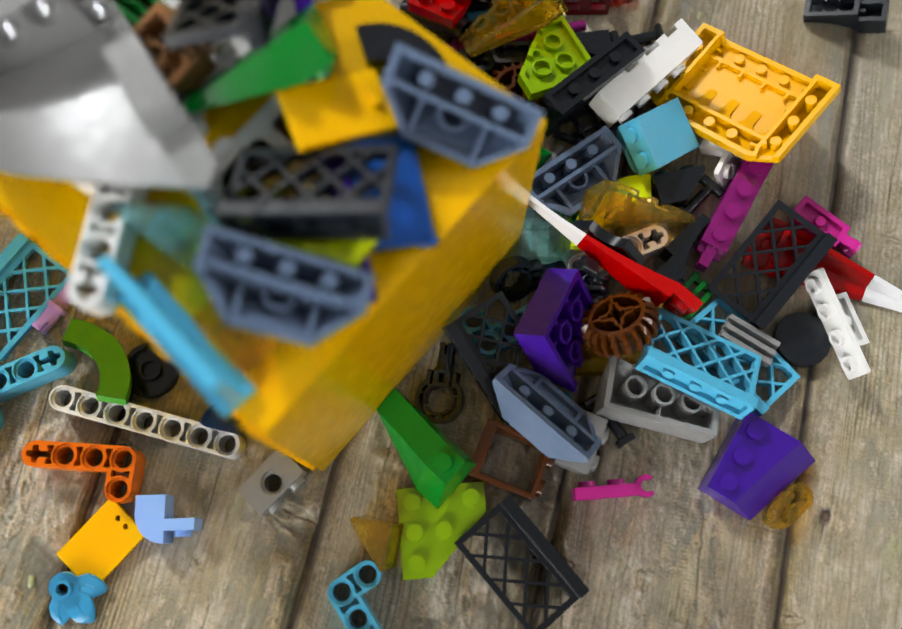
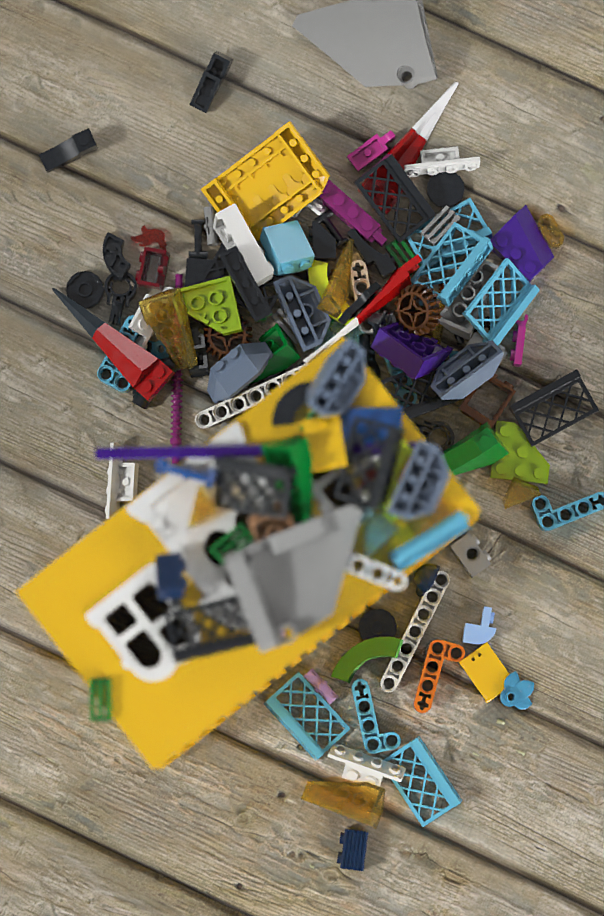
camera: 75 degrees left, 10 degrees up
(654, 469) = (508, 315): none -> medium azure fence

